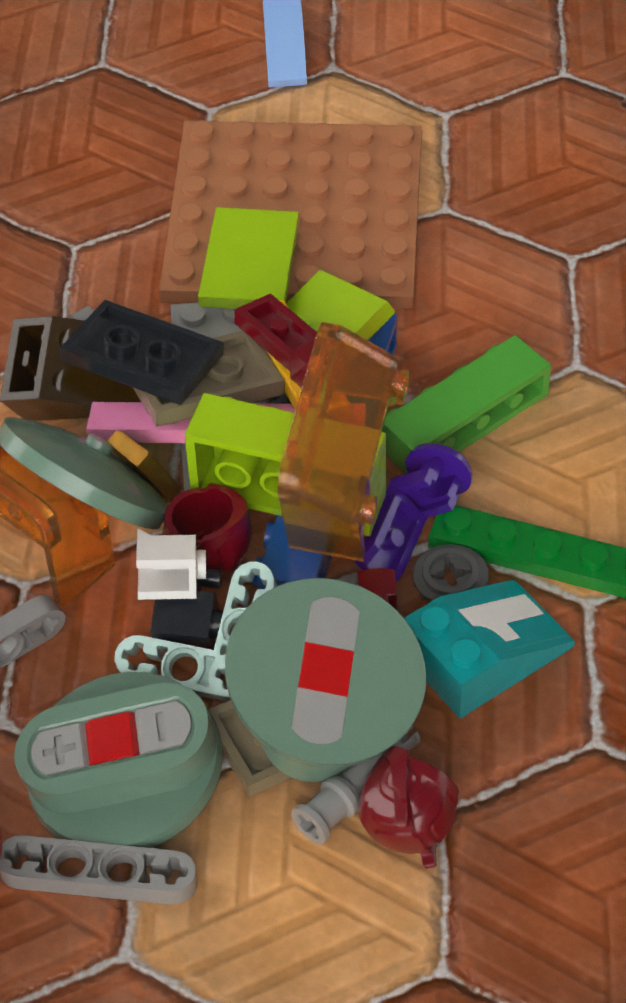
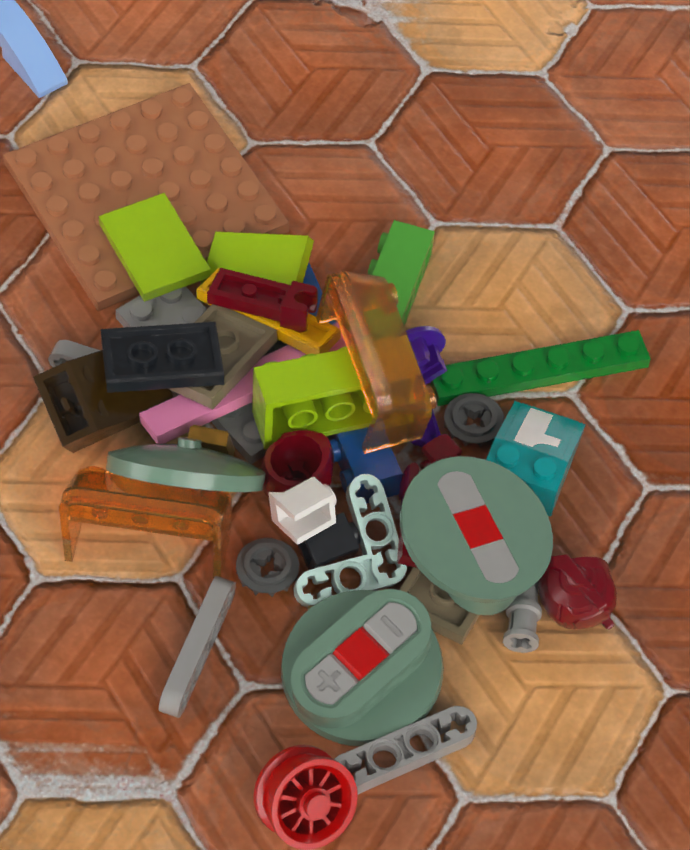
camera: 40 degrees left, 5 degrees up
(116, 599) = (260, 553): none -> dark grey gear

